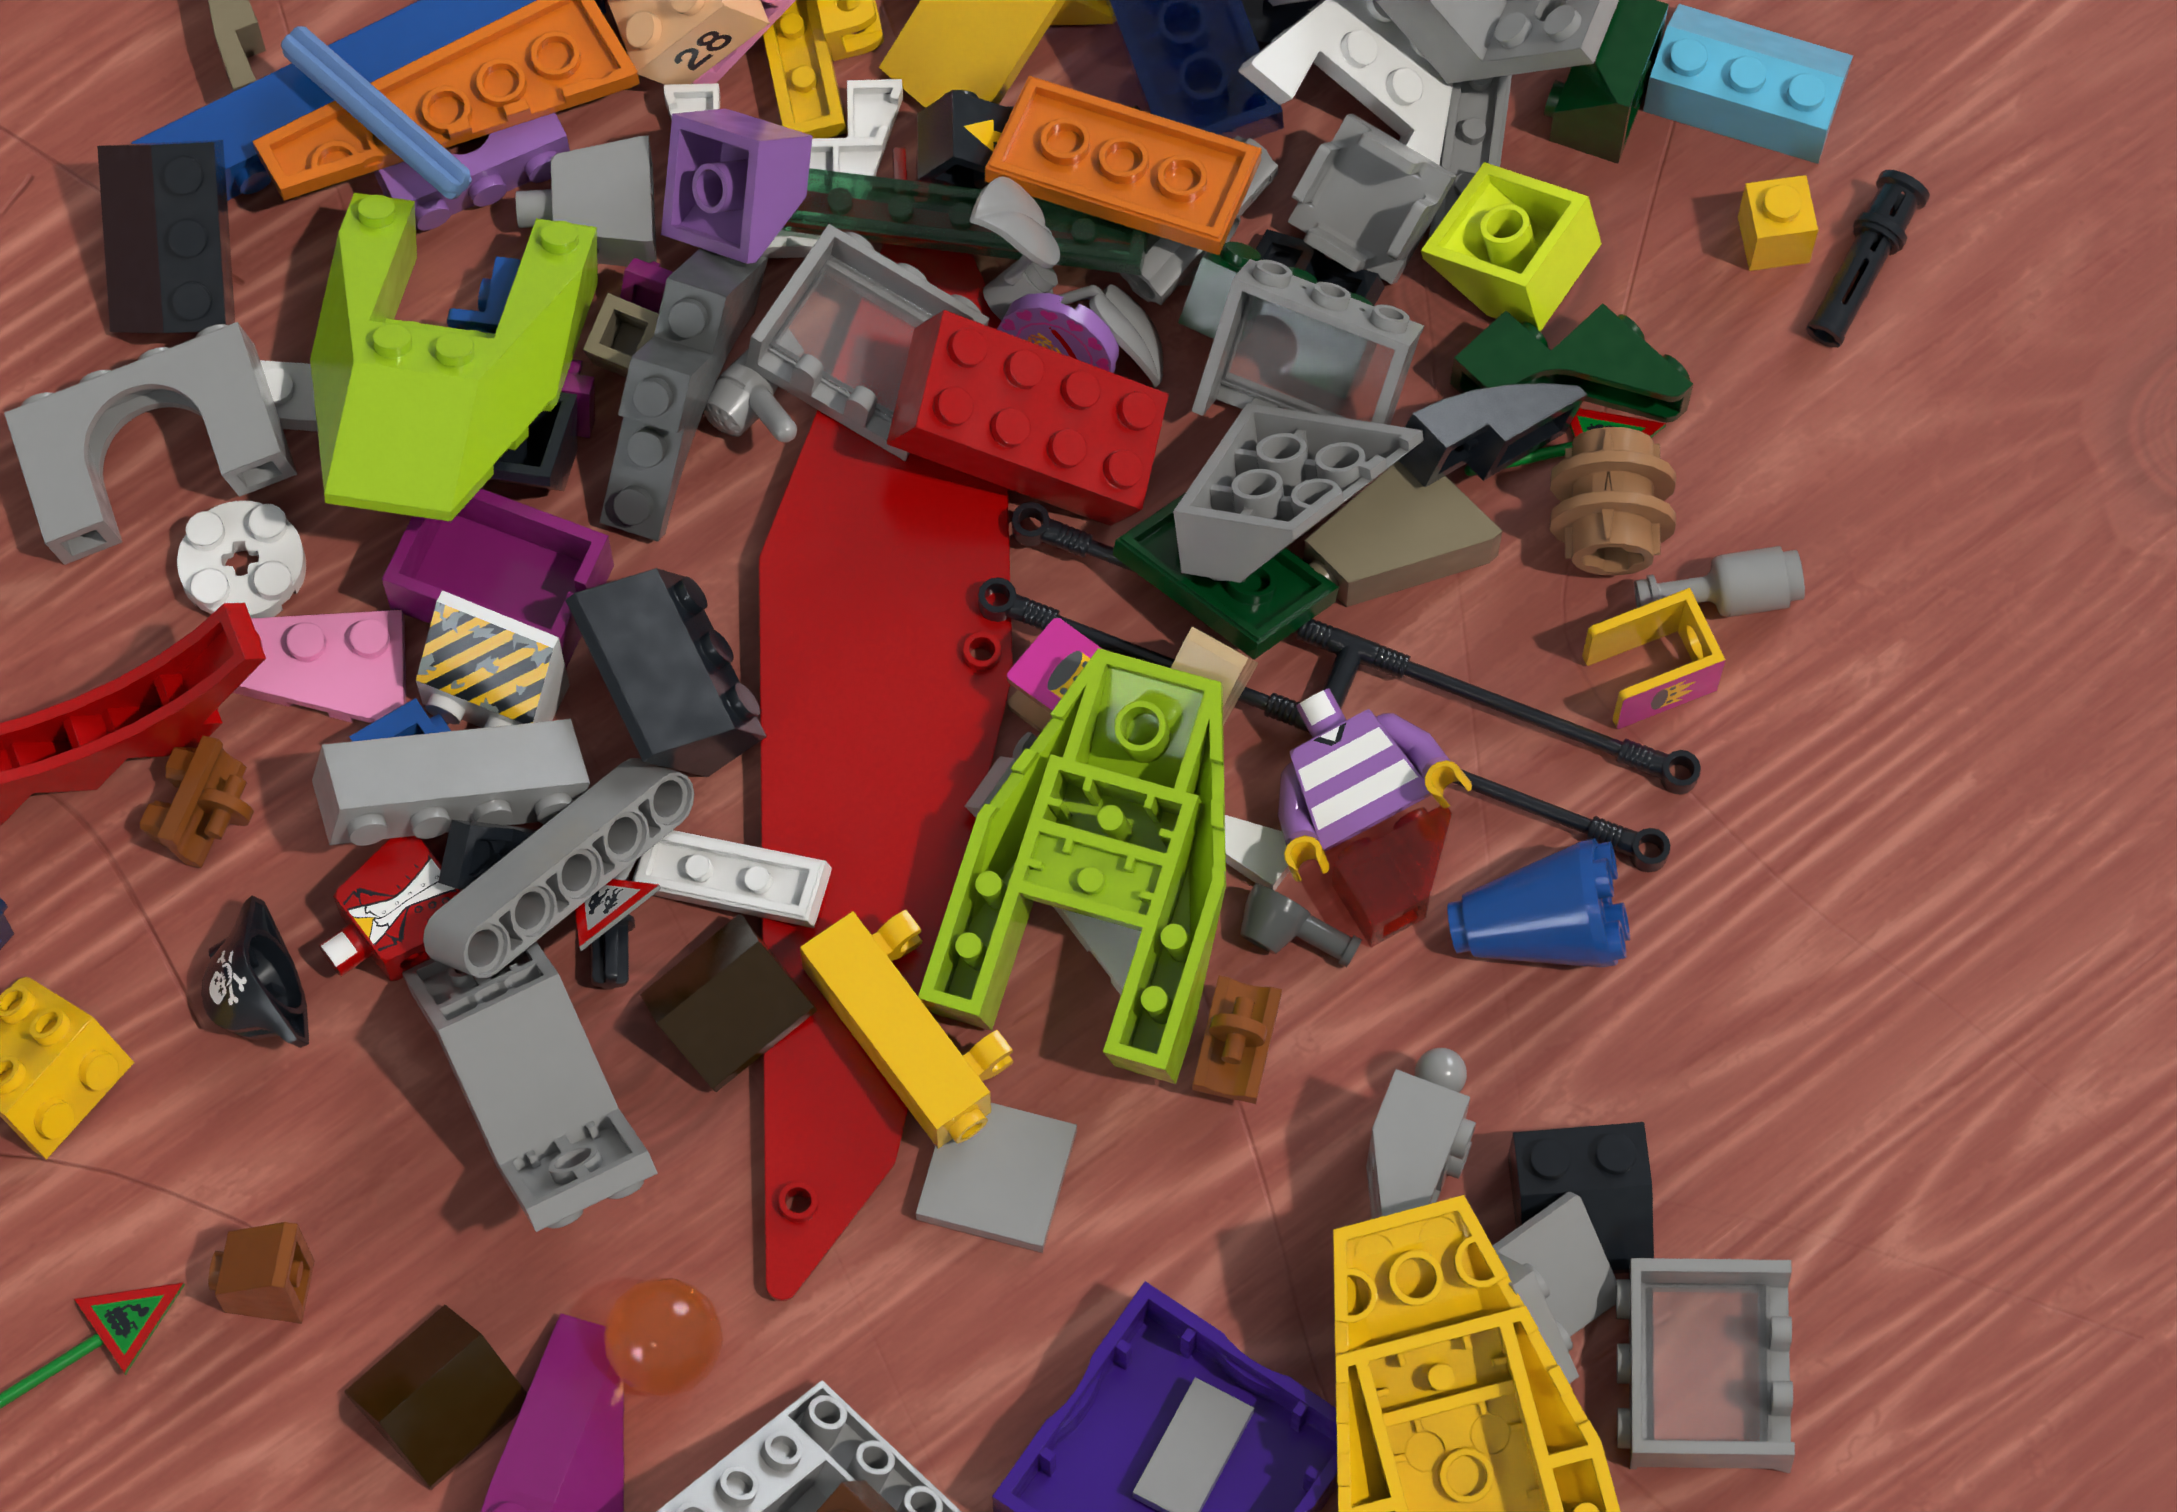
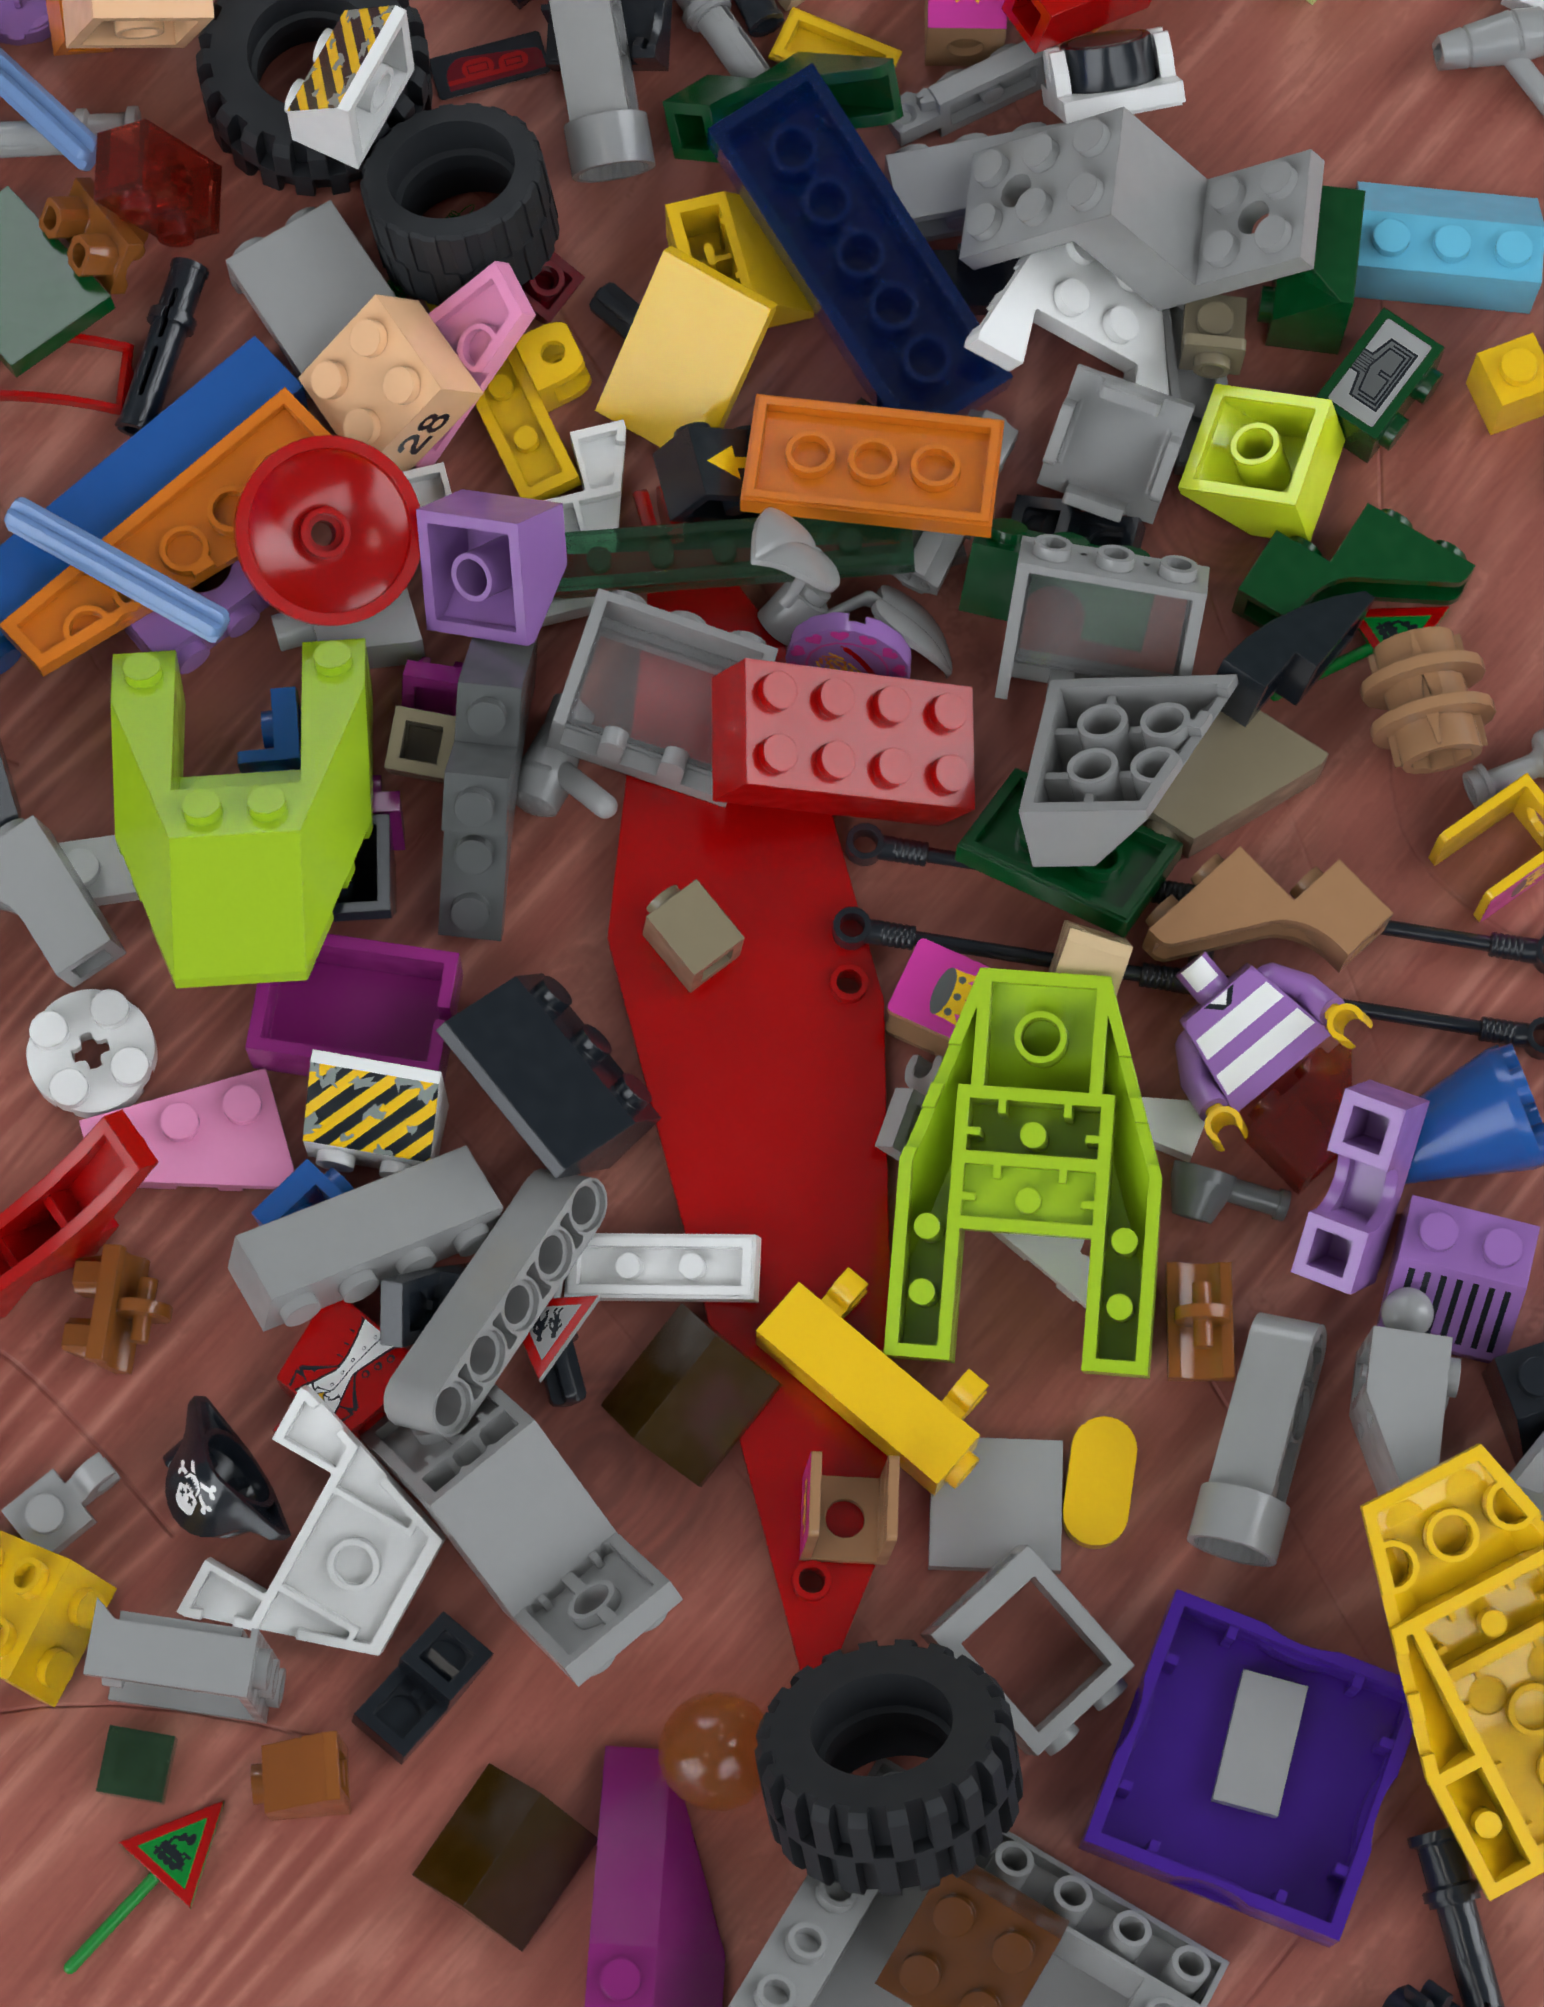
camera: 15 degrees left, 5 degrees up
(96, 977) = (54, 1510): none -> light grey plate
(110, 1230) = (136, 1764): none -> clear green tile
(173, 1136) = (184, 1665): none -> light grey window
(362, 1080) = (352, 1558): none -> white wing
(400, 1220) = (422, 1687): none -> black slope
(591, 73) = (370, 520): none -> red dish
(817, 1378) = (898, 1825): none -> black tyre
(826, 1121) = (873, 1496): none -> medium nougat piece
(838, 569) = (691, 934): none -> dark tan brick
(958, 1251) = (995, 1590): none -> light grey window
(1103, 1173) = (1099, 1482): none -> yellow tile
(1267, 1167) = (1244, 1504): none -> light grey beam
(1378, 655) = (1243, 904): none -> medium nougat arch
(1407, 983) = (1352, 1224): none -> medium lavender arch
(1495, 117) = (1214, 336): none -> dark tan bracket
(1513, 1050) = (1469, 1268): none -> medium lavender slope
(1649, 197) = (1381, 381): none -> brick

